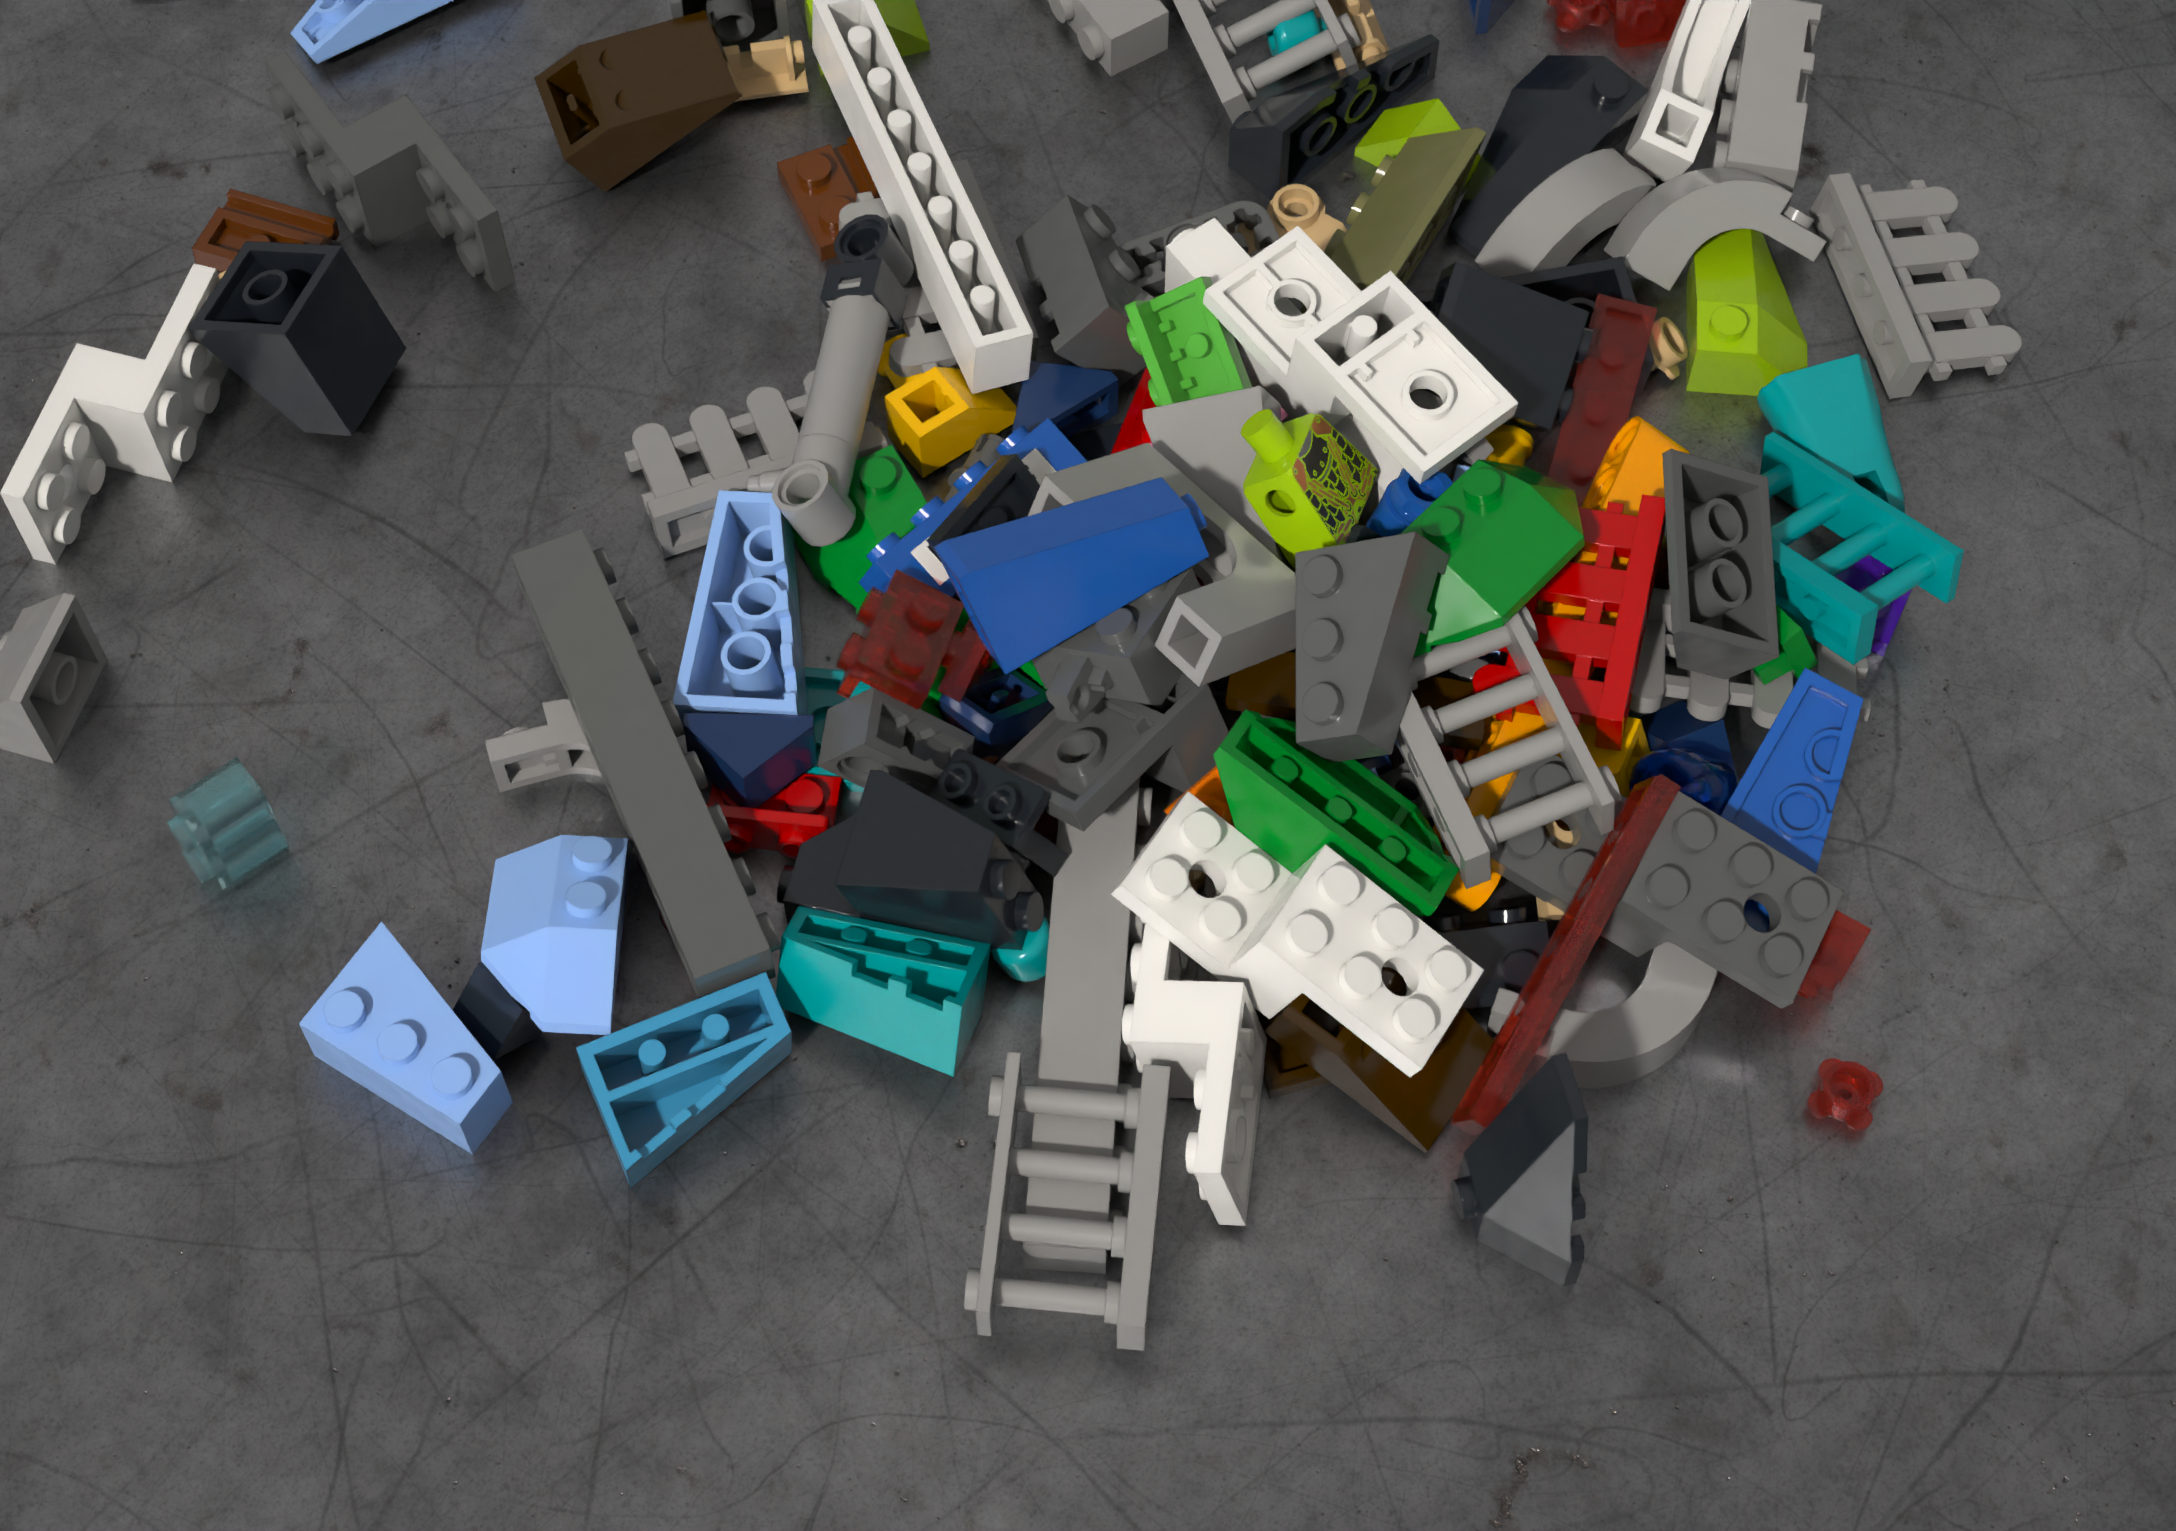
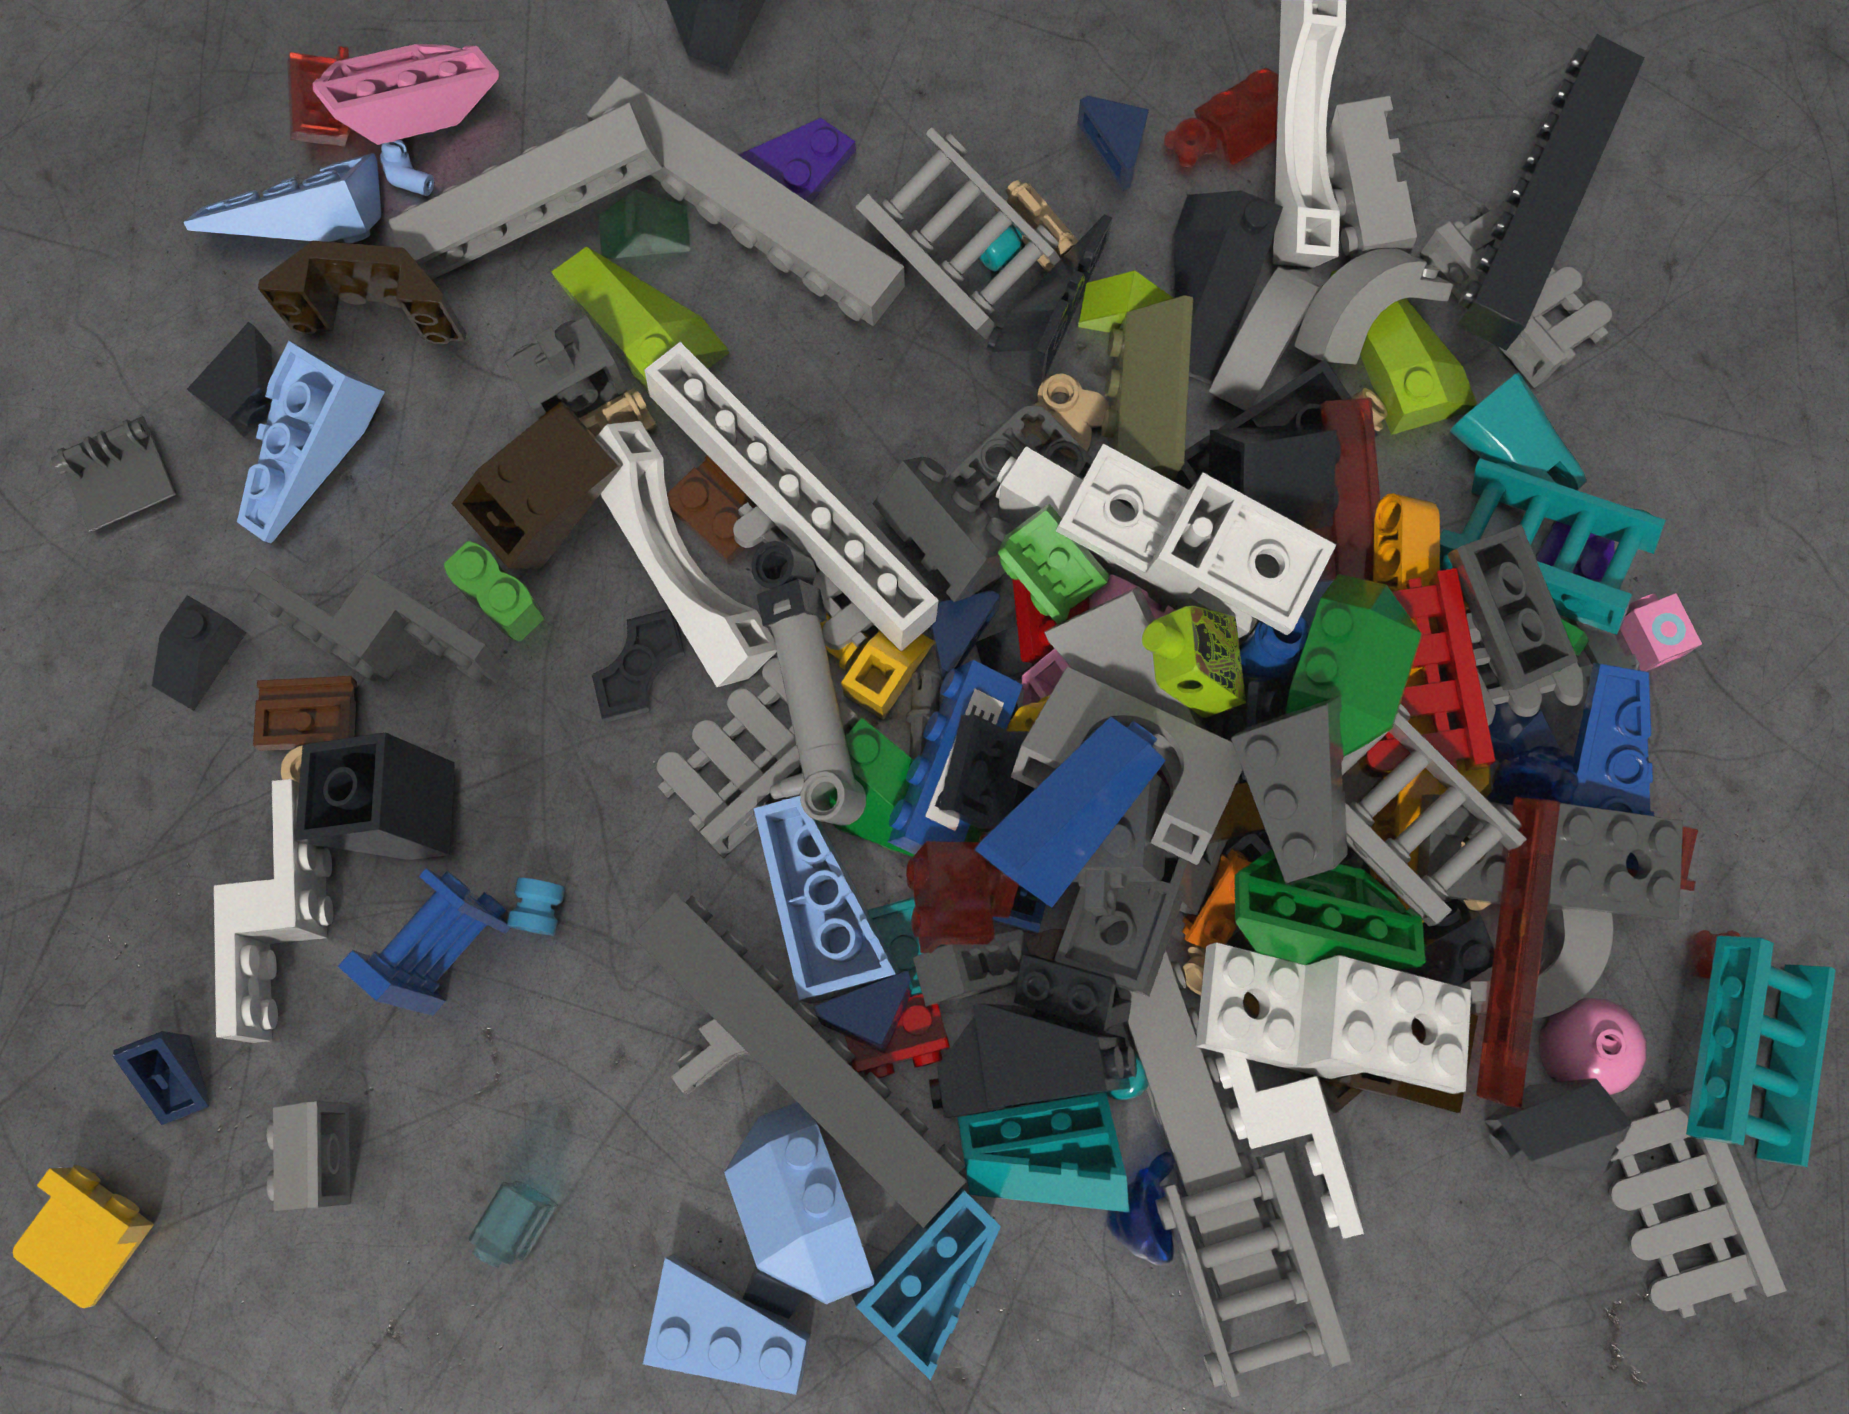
camera: 20 degrees left, 15 degrees up
(177, 137) = (193, 651): none -> black slope
(225, 490) = (426, 946): none -> blue fence
(420, 524) = (535, 910): none -> dark azure wheel
(538, 188) = (494, 591): none -> bright green brick
(643, 338) = (627, 682): none -> black tile
(774, 312) = (721, 630): none -> white arch
(961, 1102) = (1141, 1227): none -> clear blue hat
(1638, 1137) = (1594, 1042): none -> bright pink cylinder
(1670, 1391) = (1708, 1224): none -> light grey fence
(1782, 1185) = (1731, 1044): none -> teal fence
(1923, 703) = (1658, 631): none -> bright pink brick
(1985, 179) = (1550, 192): none -> black brick

